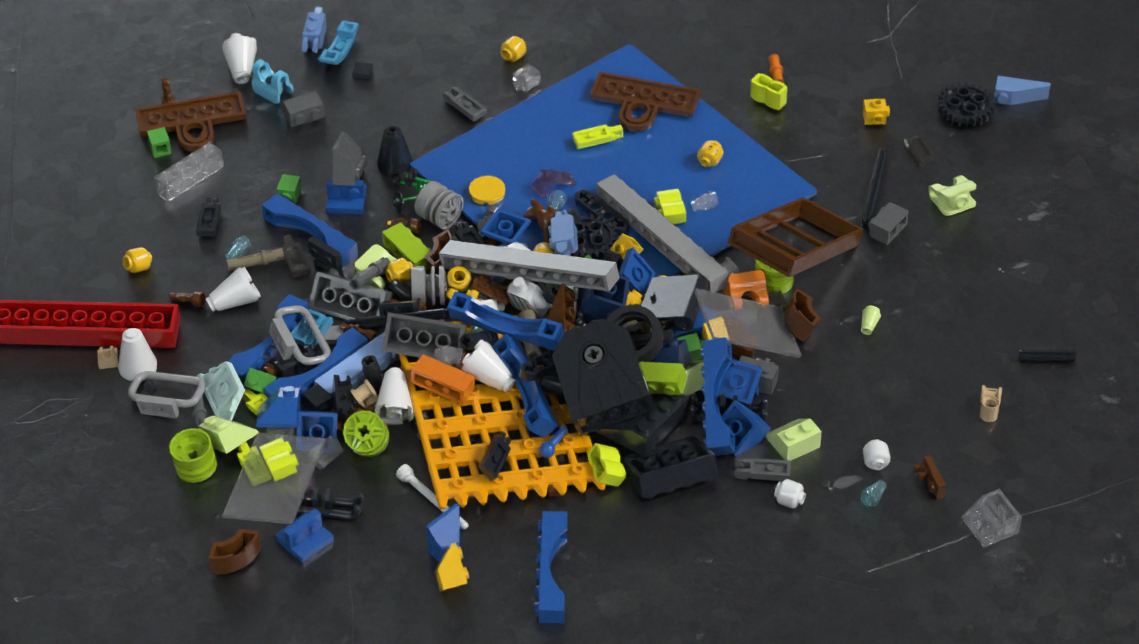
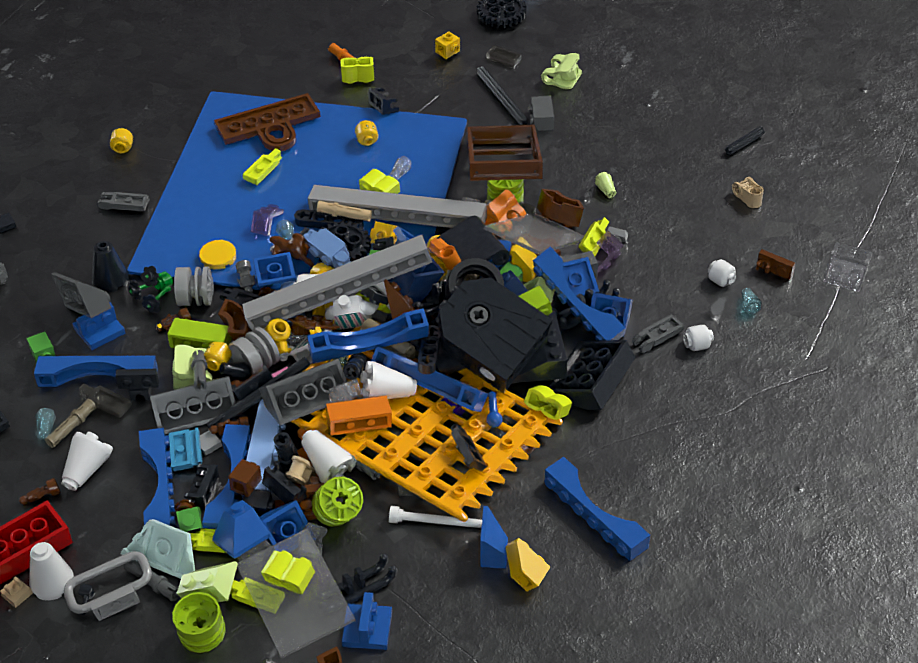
camera: 40 degrees left, 0 degrees up
(285, 342) = (182, 471): light grey bar -> none
(320, 373) = (245, 477): none -> reddish brown brick
(526, 78) = (154, 160): clear brick -> none
(609, 206) = (346, 211): none -> tan pin
(642, 291) = (444, 252): none -> orange piece
(759, 134) = (381, 102): none -> black hinge
(795, 438) = (653, 295): yellowish green slope -> none
(803, 359) = (594, 233): none -> neon yellow hinge
(808, 372) = (611, 246): none -> clear purple bracket
(824, 368) = (620, 234): none -> light grey tile

